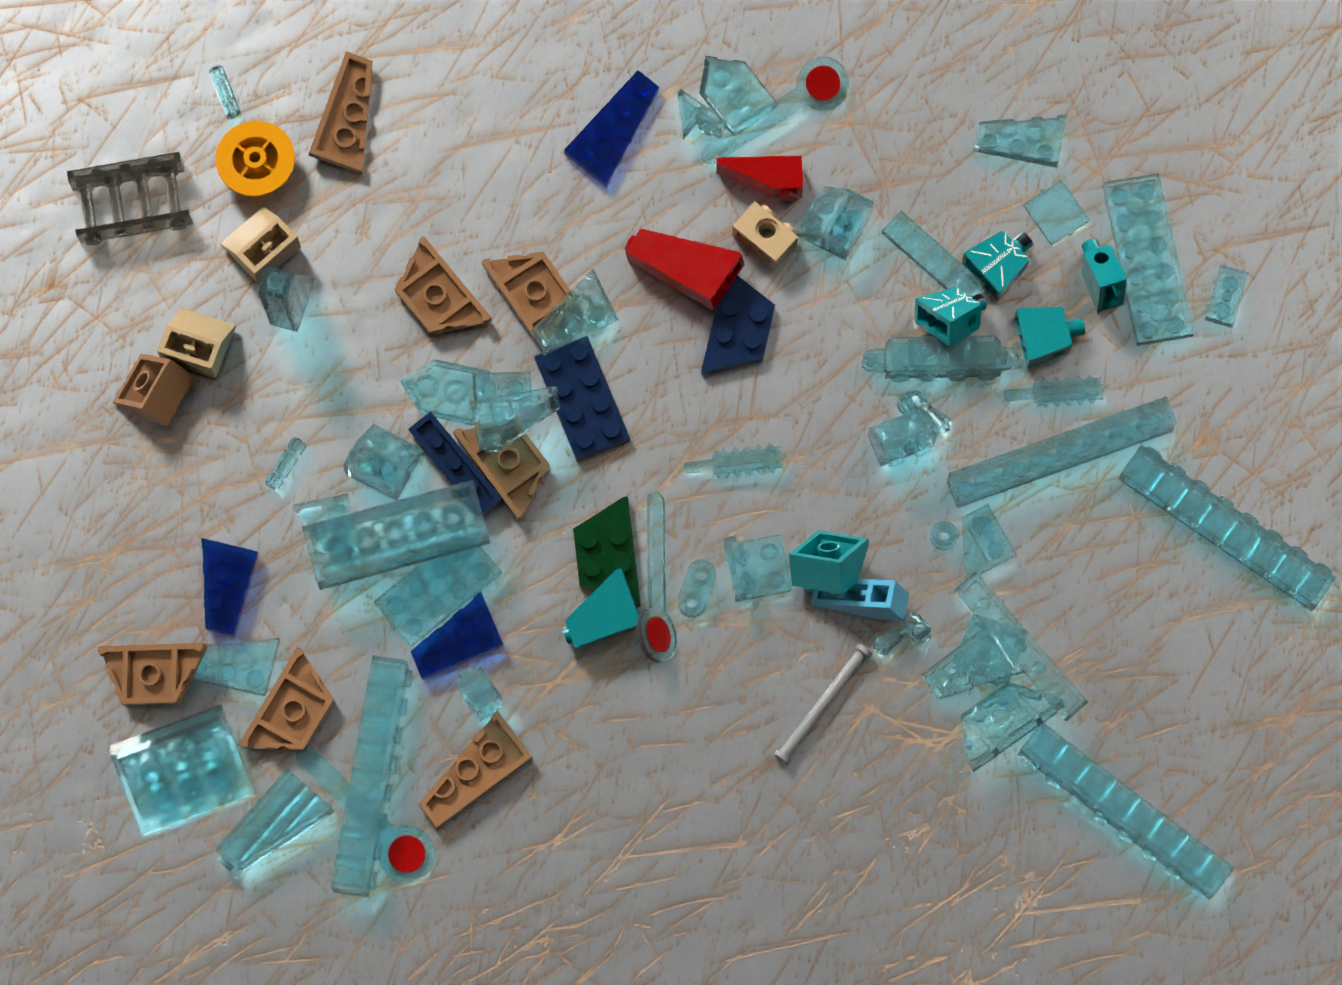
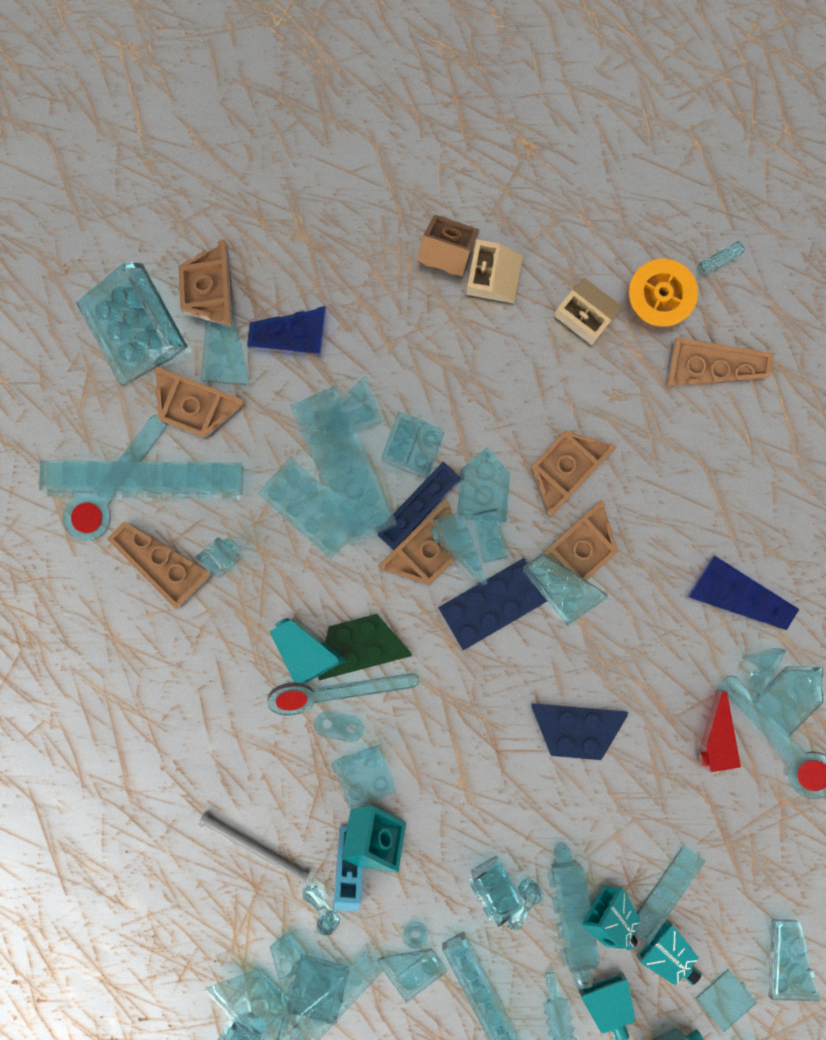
camera: 85 degrees right, 10 degrees up
(113, 176) = (628, 177): clear smoke fence -> none
(275, 820) = (99, 409): clear light blue slope -> none
(285, 297) = (543, 337): clear light blue slope -> none
(285, 463) = (400, 364): clear light blue axle -> none
(459, 640) = (268, 533): clear blue wing -> none
(686, 265) = (624, 677): red slope -> none
(736, 462) = (455, 746): clear light blue piece -> none
(772, 249) = (664, 728): tan brick -> none
(836, 220) = (686, 804): clear light blue slope -> none

